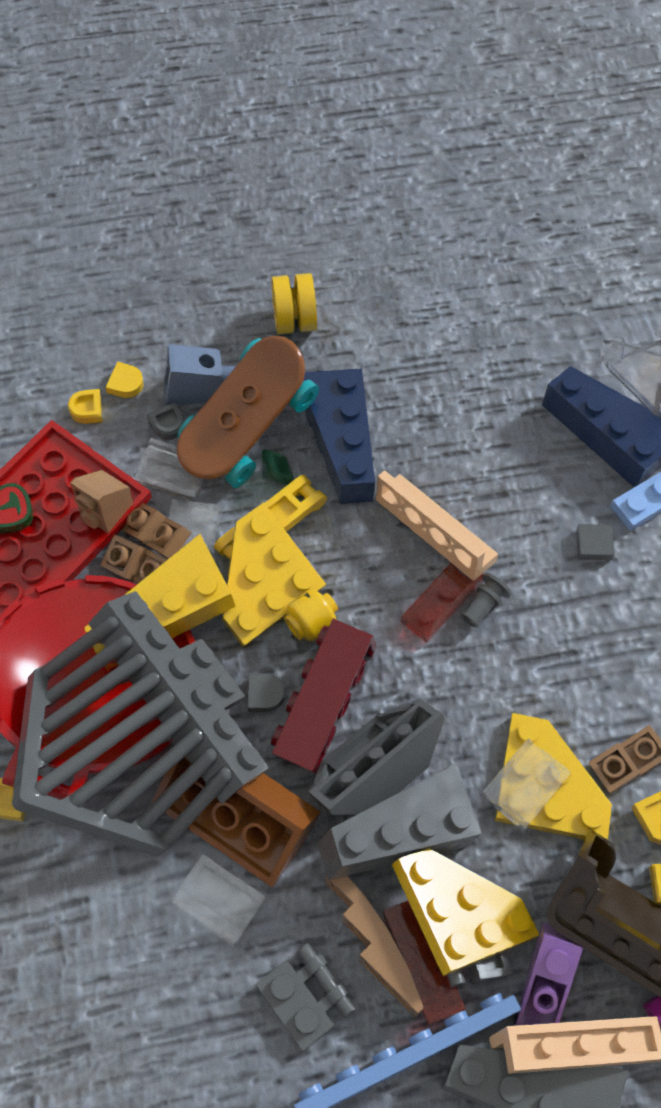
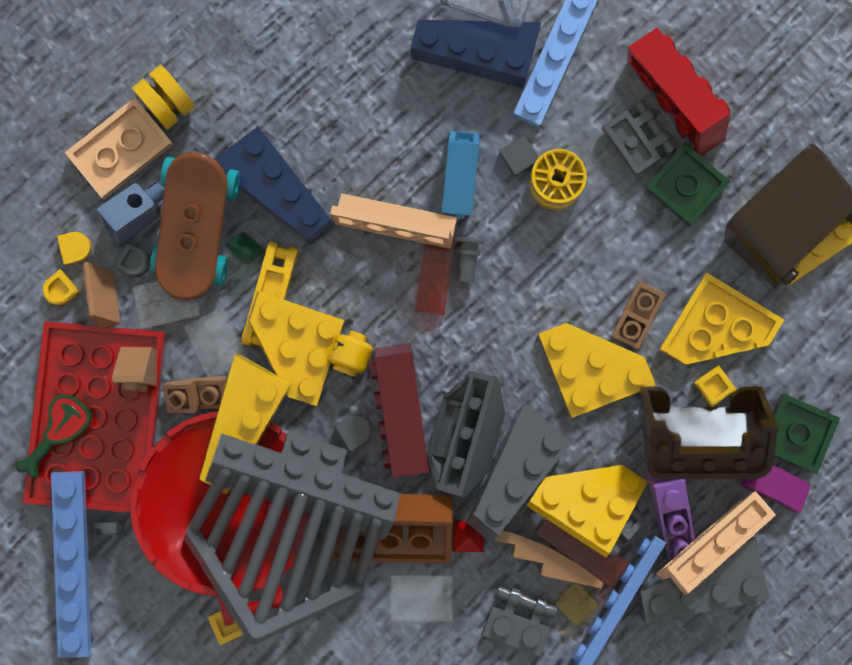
camera: 30 degrees left, 20 degrees up
(117, 427) = (101, 295): none -> medium nougat slope
(156, 531) = (191, 360): medium nougat slope -> none
(224, 321) = (119, 148): none -> light nougat plate
(307, 872) = (466, 538): none -> red slope
(379, 1020) = (576, 604): none -> clear yellow tile
(526, 519) = (460, 173): none -> dark azure slope
(526, 784) = (580, 384): clear plate -> none
(621, 580) = (561, 165): none -> yellow wheel

